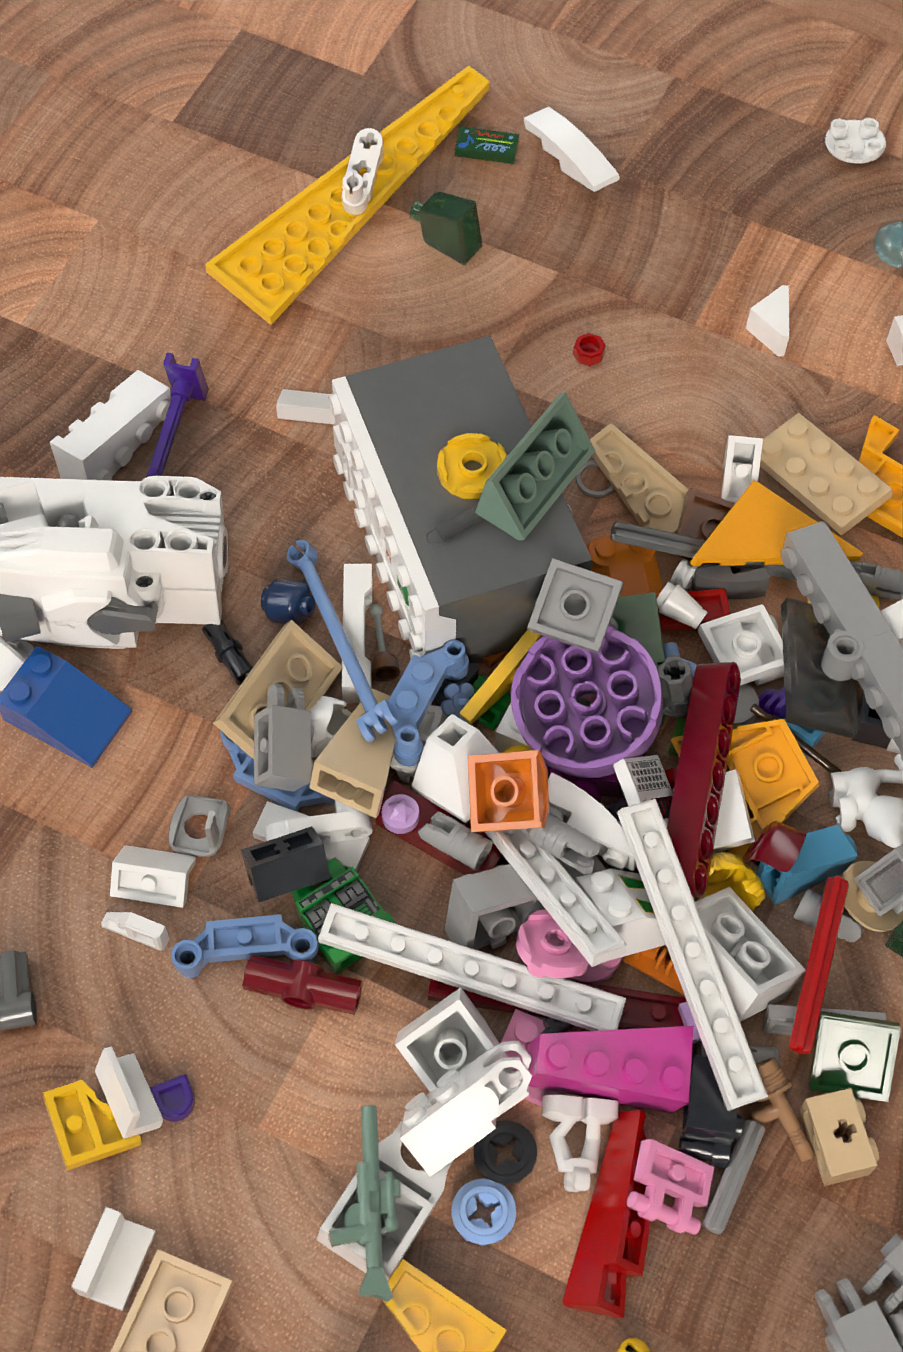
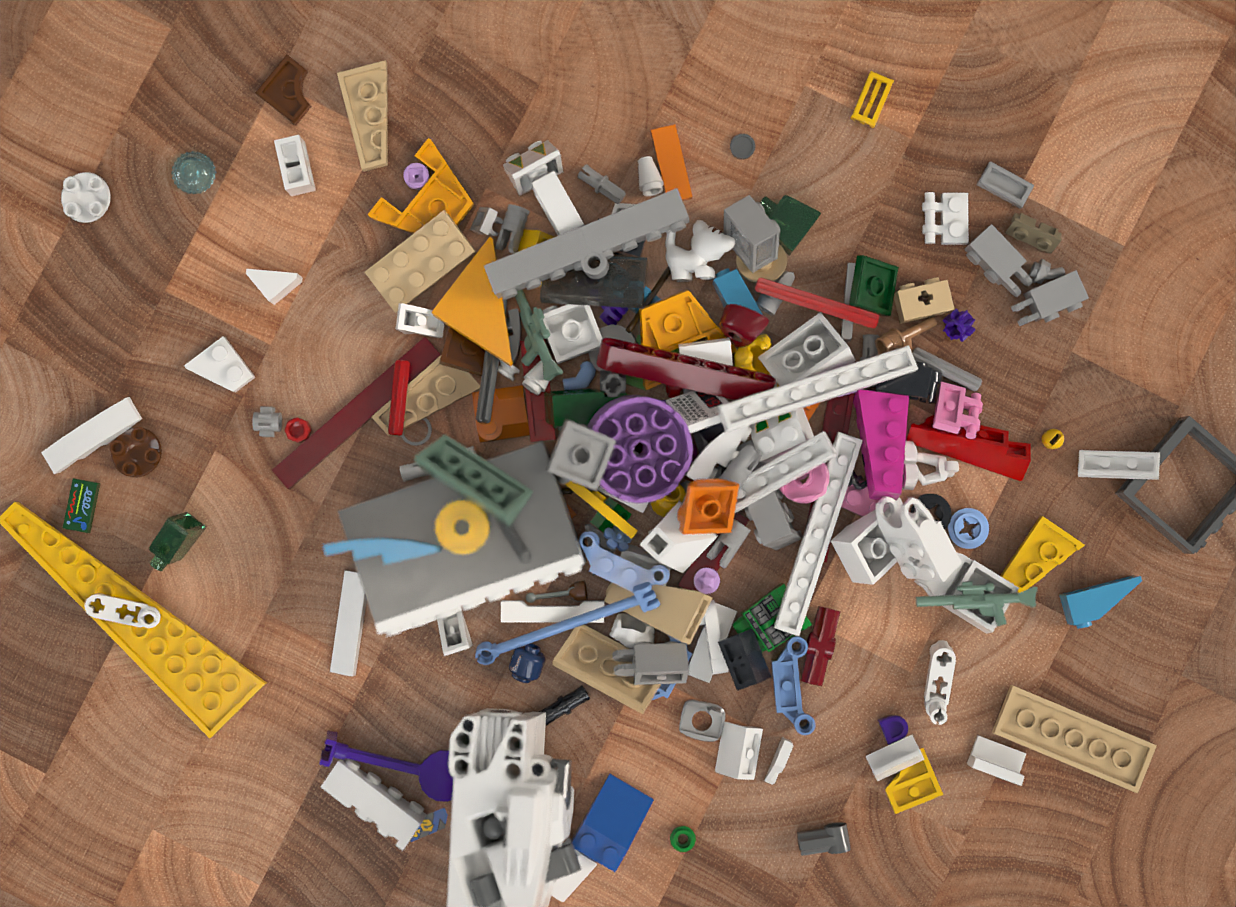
camera: 85 degrees left, 25 degrees up
(26, 794) = (685, 846): none -> green plate
(267, 1158) = (934, 702): none -> white beam
(328, 518) = (454, 633): none -> white slope
(440, 376) = (391, 549): none -> dark azure slope
(553, 192) = (136, 452): none -> reddish brown dish
(598, 315) = (267, 421): none -> light grey gear
(610, 407) = (350, 417): none -> dark red tile
(639, 447) = (398, 397): none -> red axle
(664, 275) = (222, 366): none -> white wing
(708, 599) = (534, 340): none -> sand green piece
(806, 1191) = (959, 325): none -> dark purple gear
(883, 547) = (484, 220): none -> light grey tile

